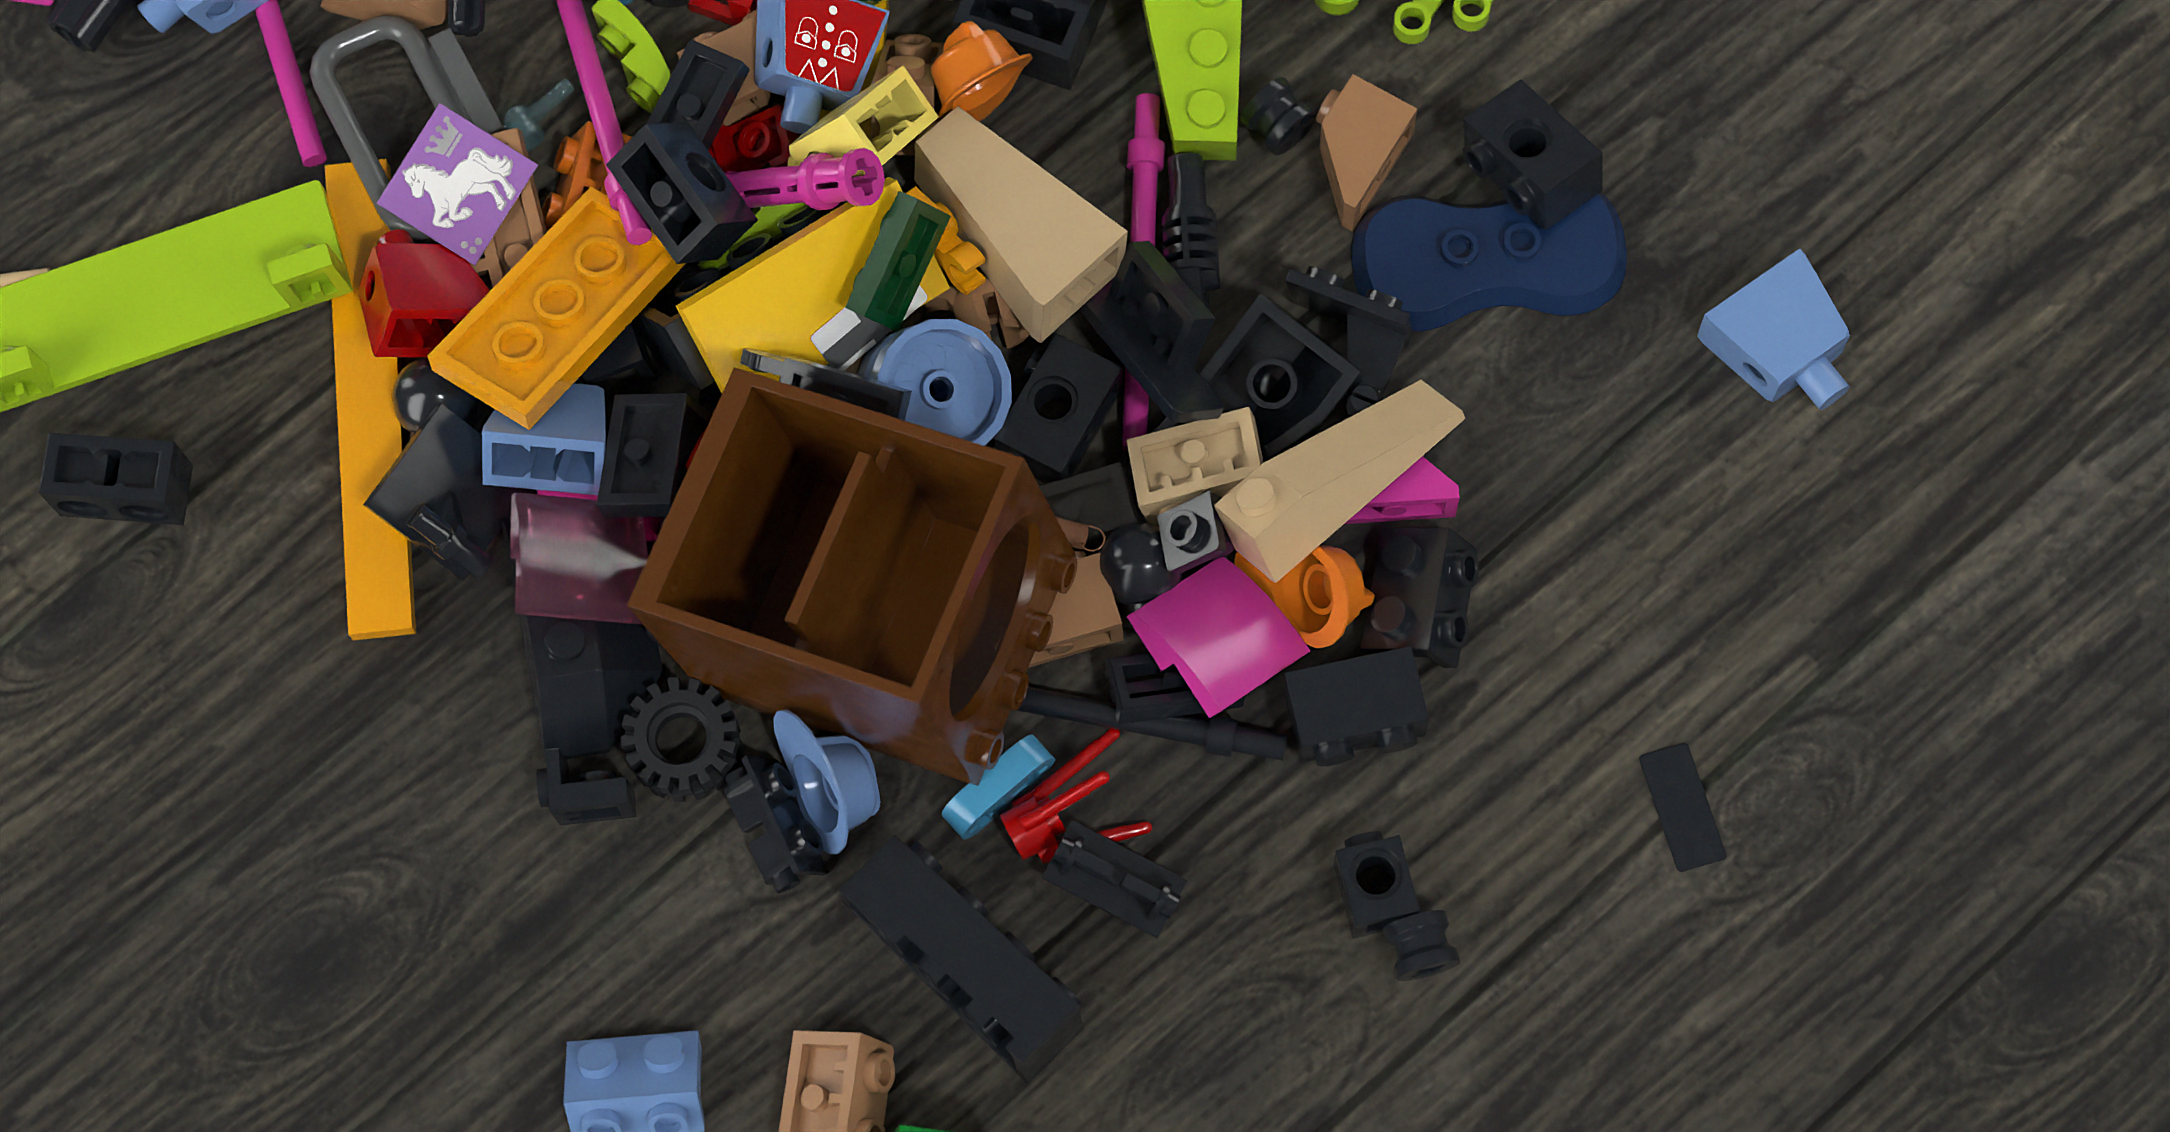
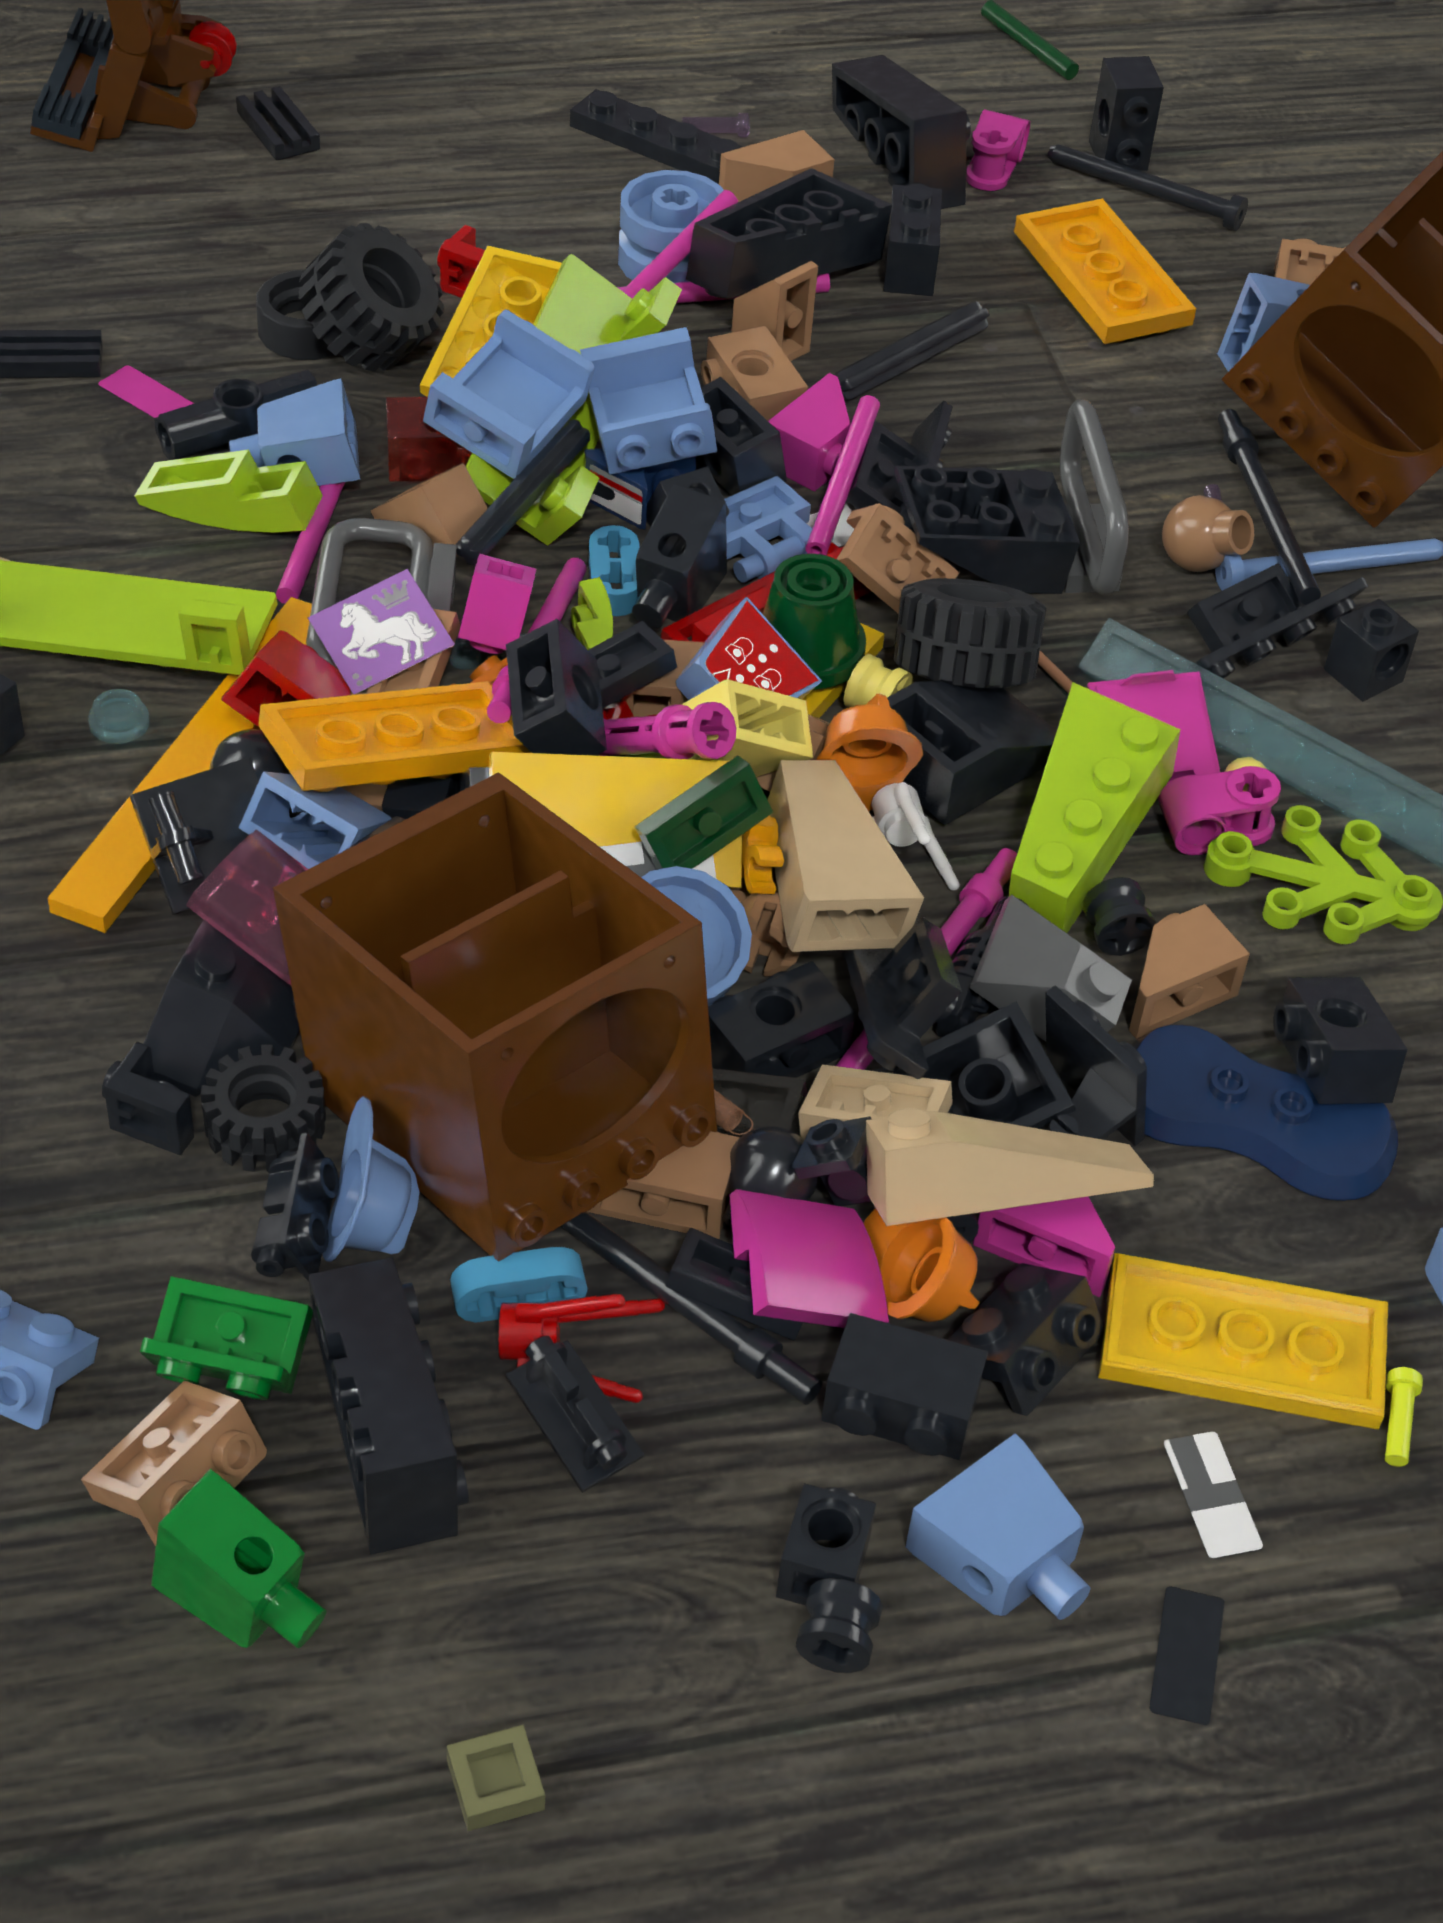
camera: 20 degrees right, 25 degrees down
(180, 68) = (232, 492): none -> lime slope
(266, 399) = (118, 716): none -> clear light blue plate
(539, 84) = (496, 603): none -> dark pink slope
(803, 975) = (228, 1337): none -> green bracket
(1036, 113) = (903, 823): none -> white plant
(1259, 222) = (1032, 956): none -> dark grey slope
(1502, 793) = (1003, 1533): none -> medium blue torso
(1591, 495) = (1245, 1341): none -> yellow tile
(1633, 653) = (1213, 1495): none -> white sticker
(1735, 470) = (1404, 1386): none -> neon yellow piece

